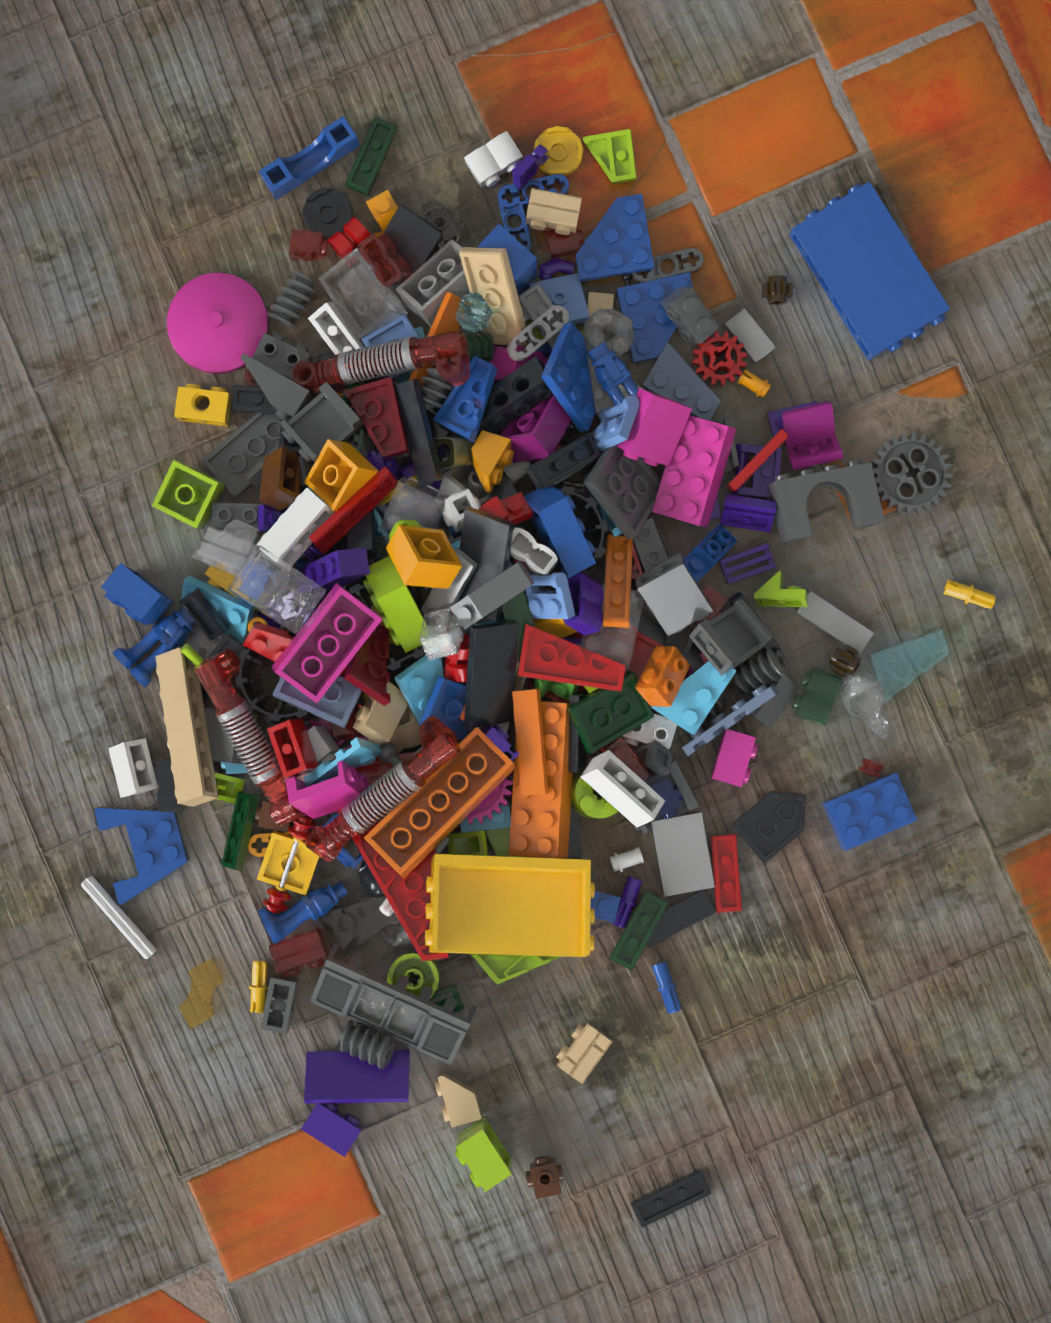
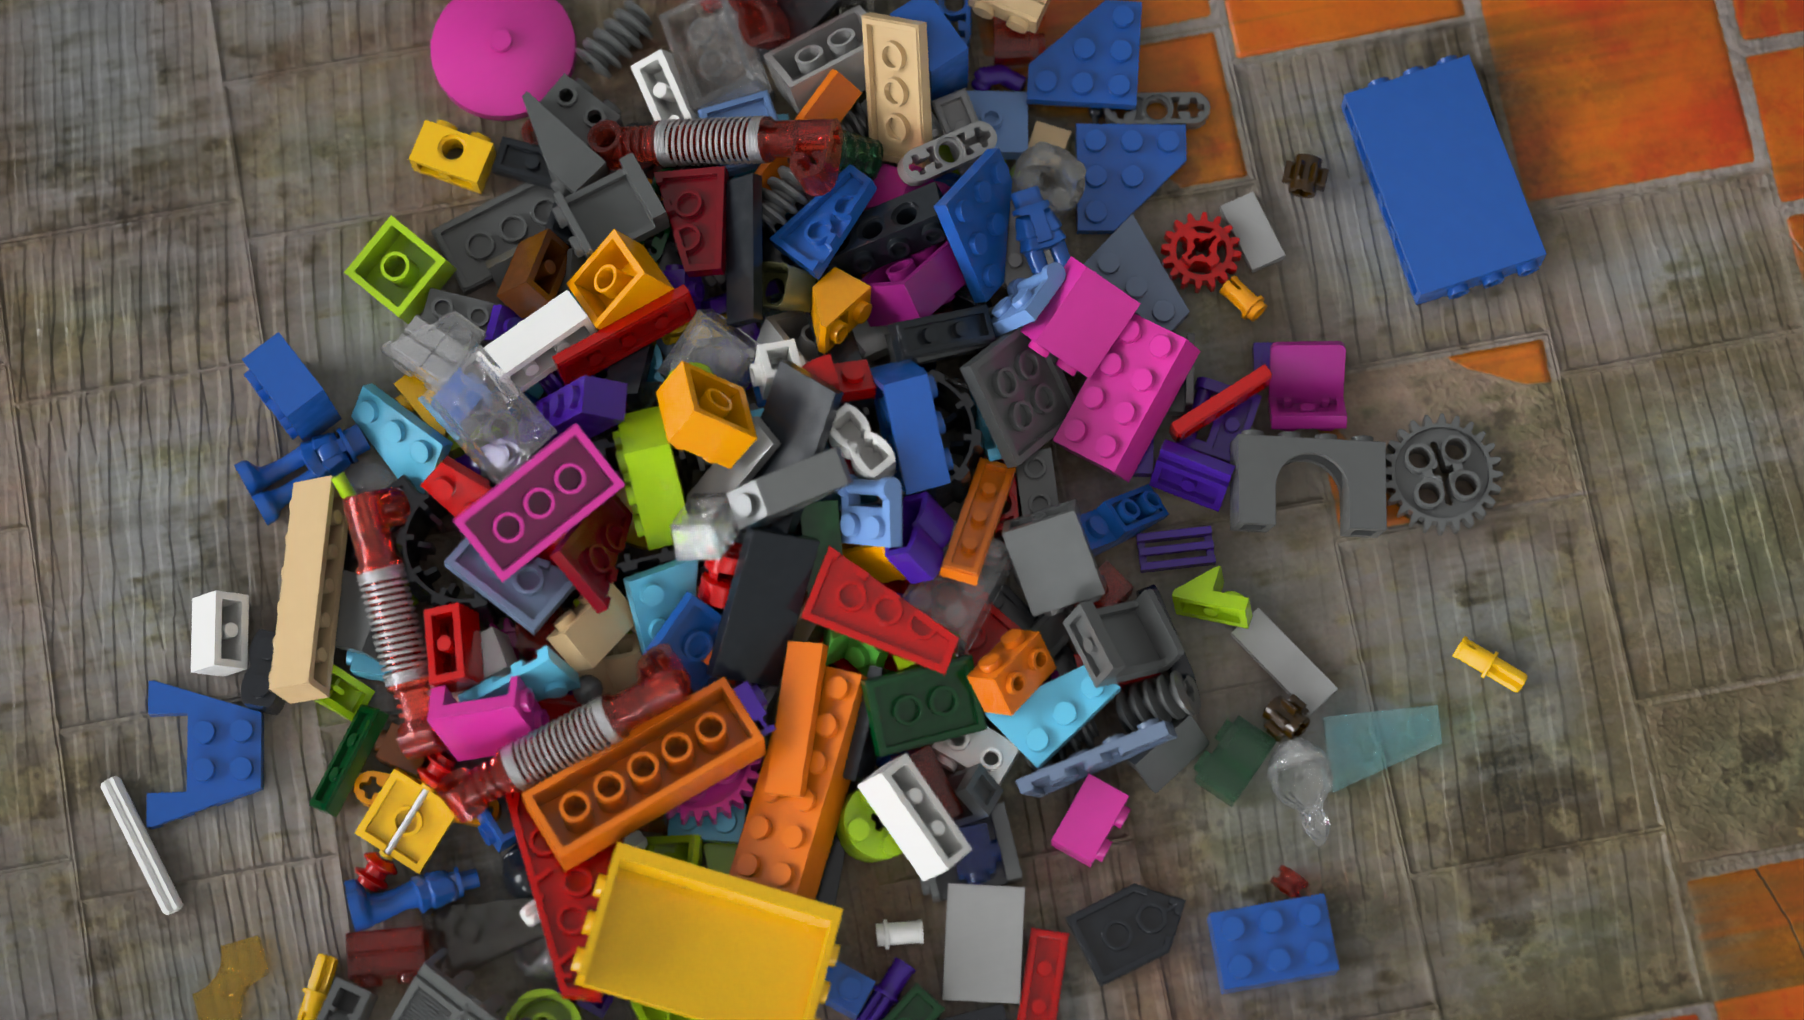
camera: 15 degrees right, 10 degrees down
(204, 614) = (378, 440): black tile -> none
(475, 315) = (862, 111): clear light blue piece -> none
(689, 315) = (1170, 181): dark grey brick -> none

